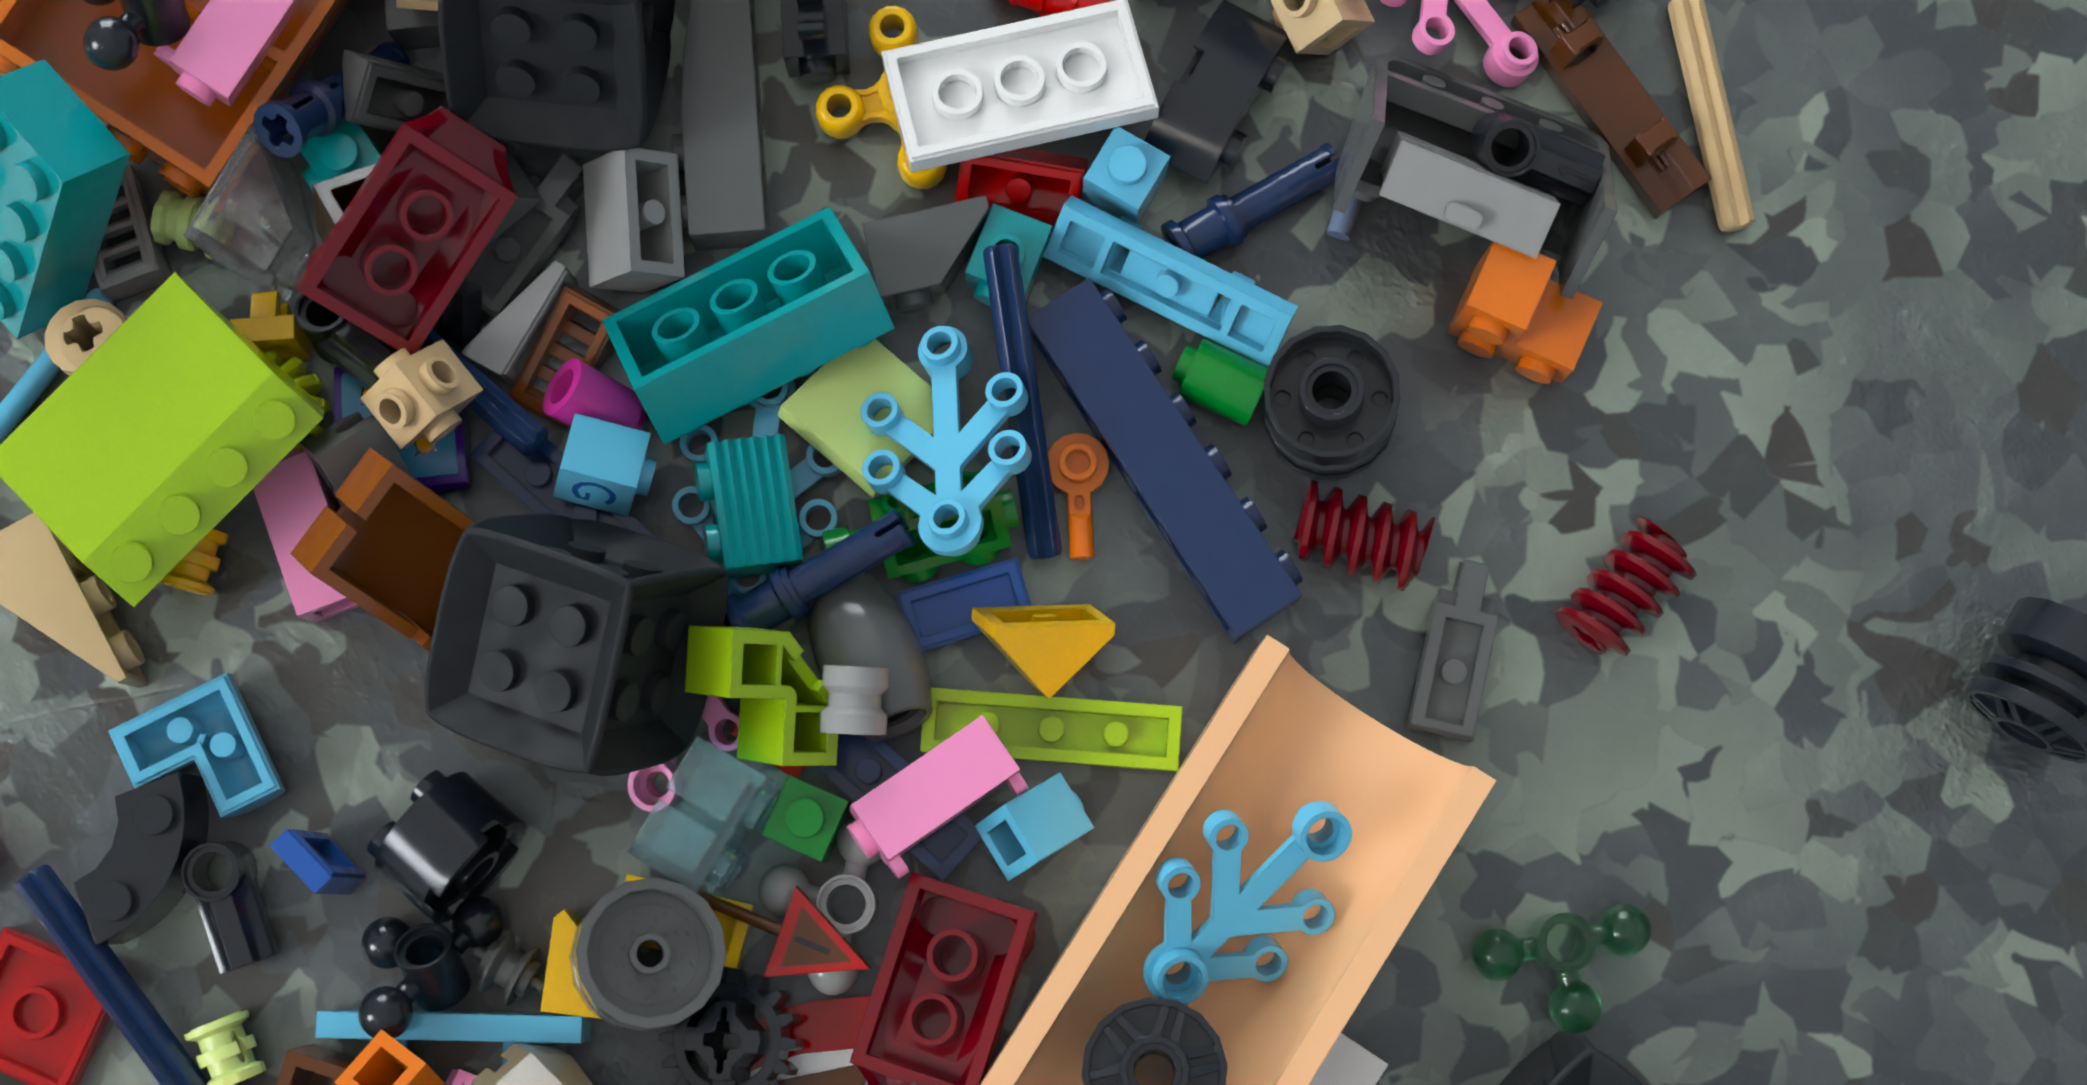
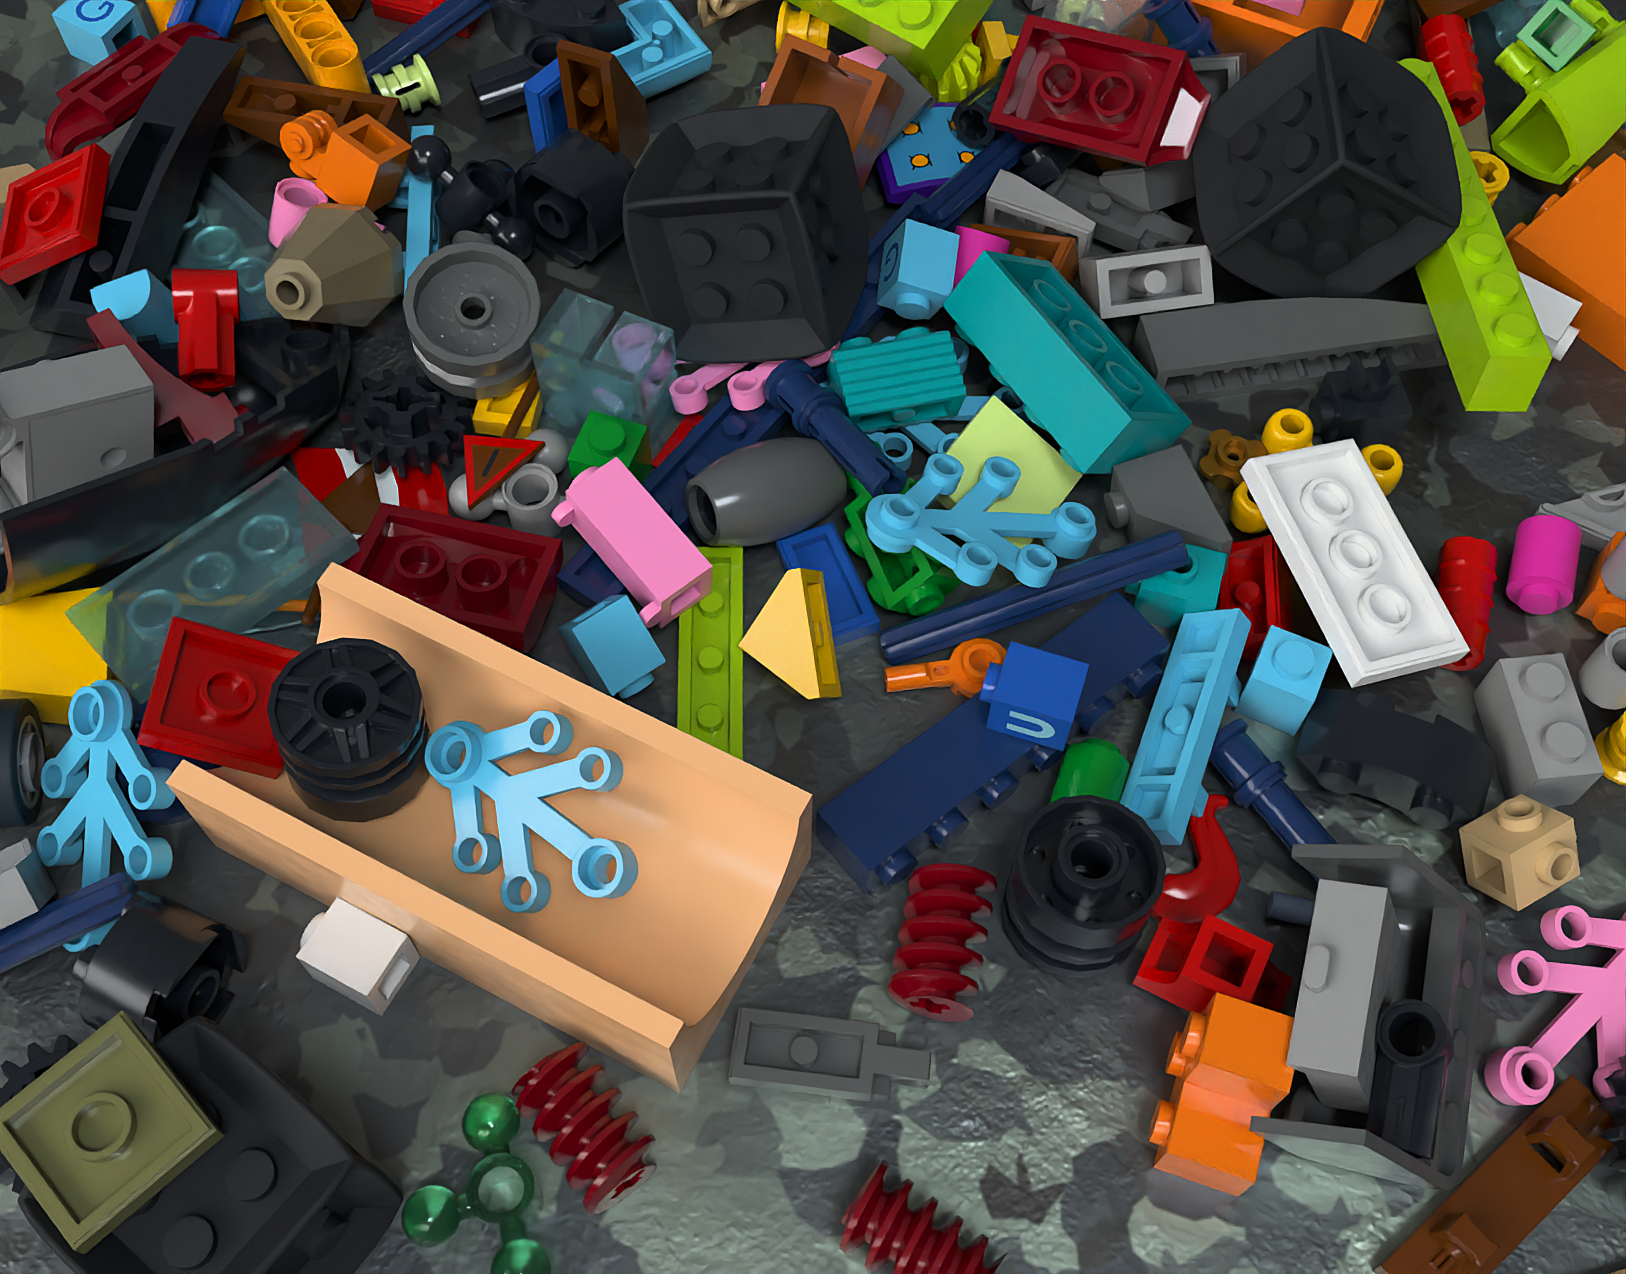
camera: 85 degrees right, 20 degrees down
(330, 804) = (602, 99): none -> reddish brown slope
(421, 394) = (957, 124): tan brick -> none
(775, 688) = (741, 368): lime brick -> none
(854, 700) = (714, 445): light grey wheel -> none
(861, 190) = (1219, 468): none -> pearl gold plate
(1151, 416) = (1034, 695): none -> blue brick
(1315, 284) = (1214, 880): none -> red piece
(1414, 298) = (1198, 959): none -> red brick
(1507, 868) = (583, 1128): none -> dark red piece

